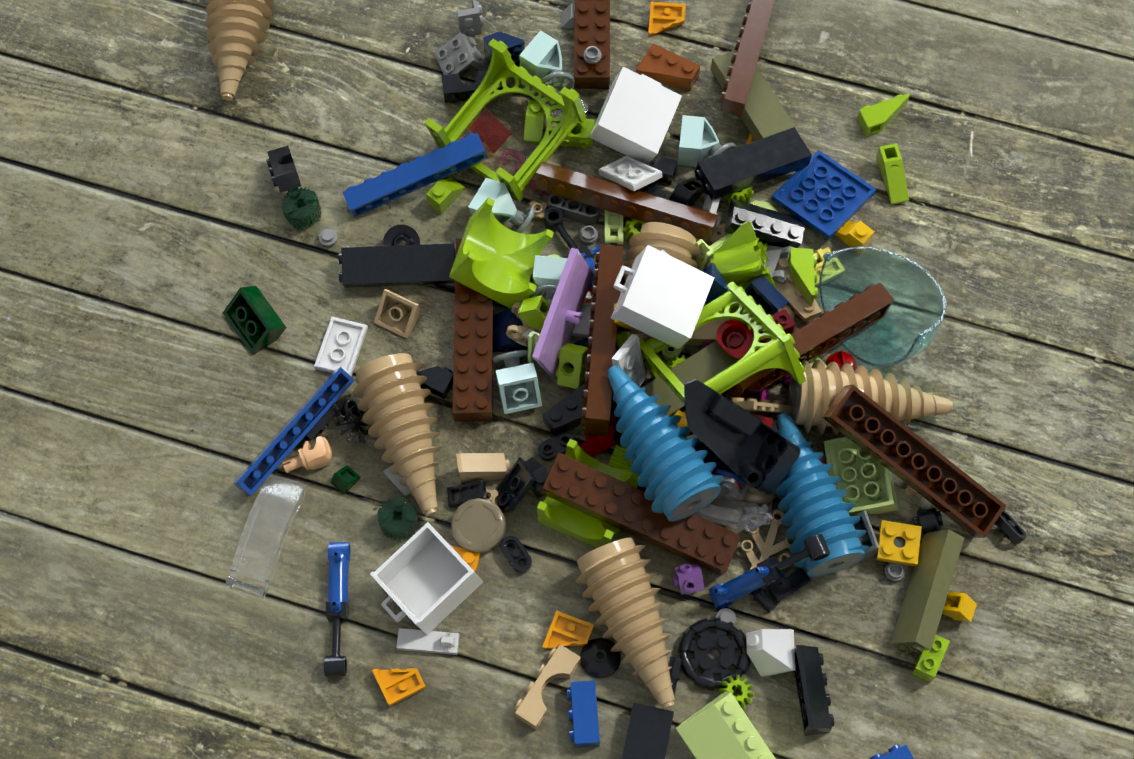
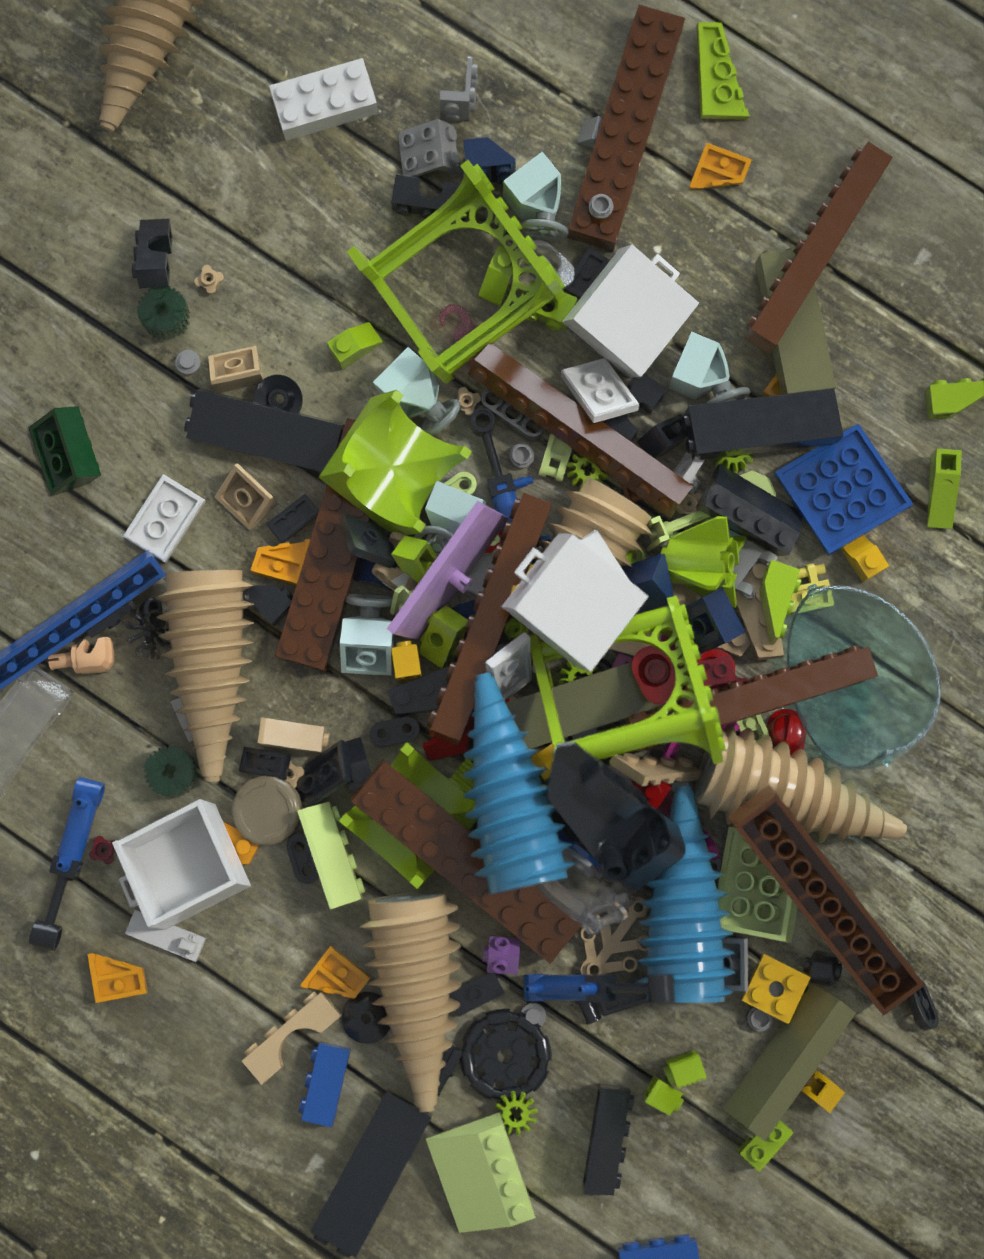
camera: 15 degrees right, 15 degrees up
(328, 184) = (209, 286): none -> tan plate
(345, 479) = (122, 697): dark green slope -> none
(365, 232) = (235, 369): none -> tan slope
(366, 587) = (96, 853): none -> dark red plate
(375, 43) = (324, 99): none -> white piece
(415, 174) = (321, 311): blue brick -> none
(436, 320) = (293, 519): none -> black plate
(437, 351) = (280, 562): none -> light orange wing
(490, 130) = (436, 273): clear red plate -> none
(497, 311) = (366, 540): none -> black plate
(535, 541) = (330, 854): none -> yellowish green slope
(550, 390) = (406, 662): none -> yellow brick
(595, 103) = (586, 273): none -> black plate
(669, 68) = (696, 247): dark orange wedge -> none
(678, 614) = (477, 993): none -> black plate
(771, 650) = (574, 1077): white slope -> none
(843, 645) = (663, 1096): none -> lime slope
(852, 620) = (684, 1069): none -> lime brick

